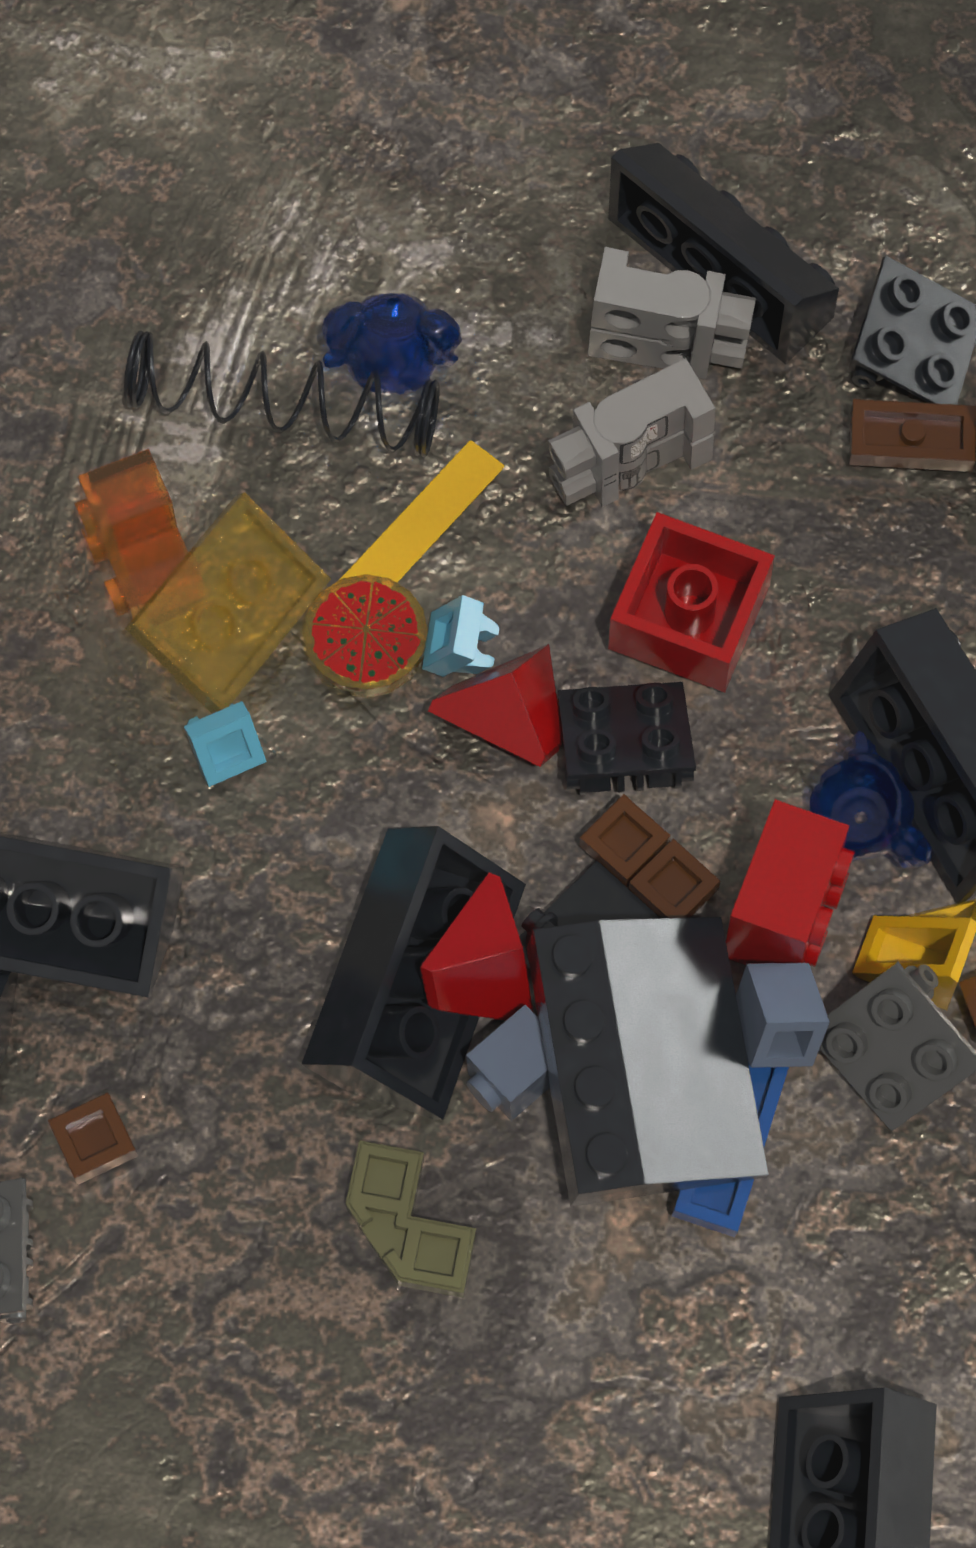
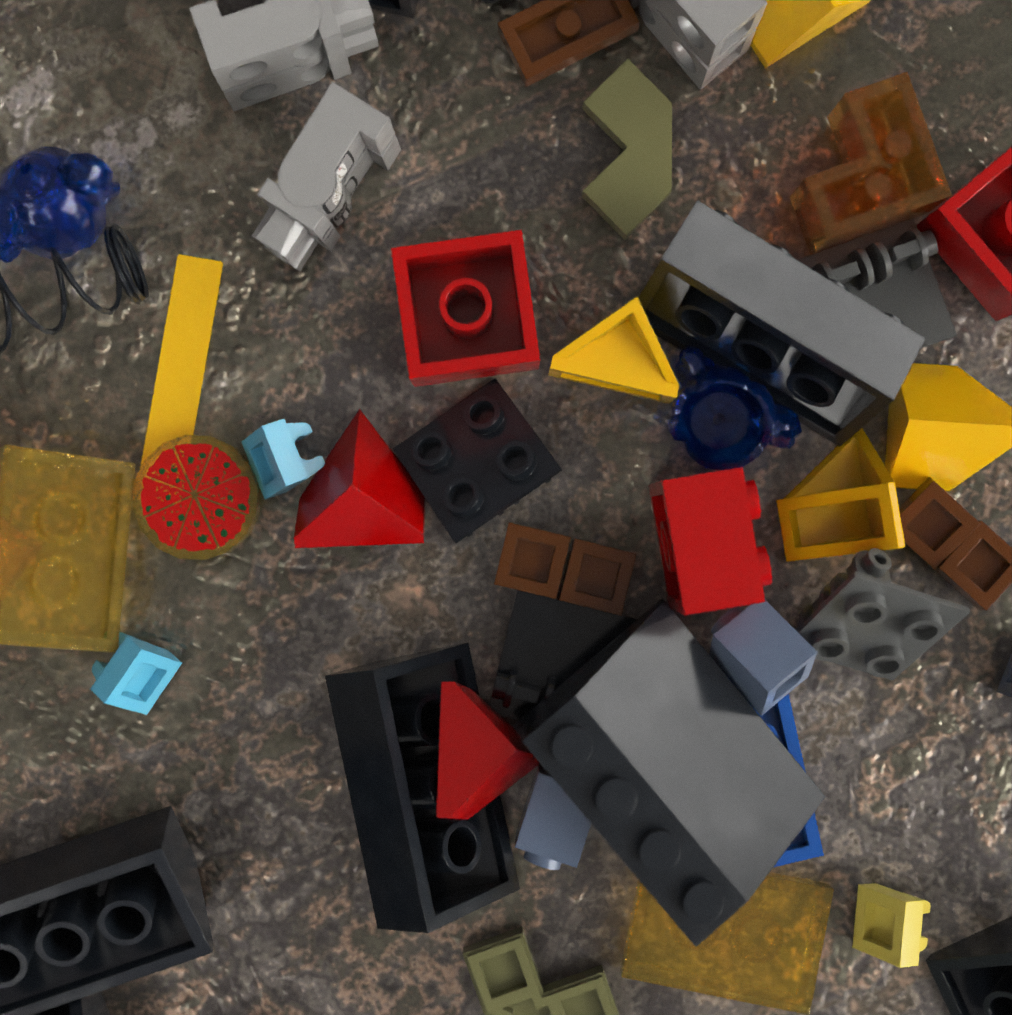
camera: 25 degrees left, 20 degrees up
(611, 1269) = (757, 956): none -> clear yellow tile
(763, 1330) = (889, 924): none -> light yellow tile
(796, 707) = (619, 357): none -> yellow slope
(931, 547) = (641, 124): none -> olive tile

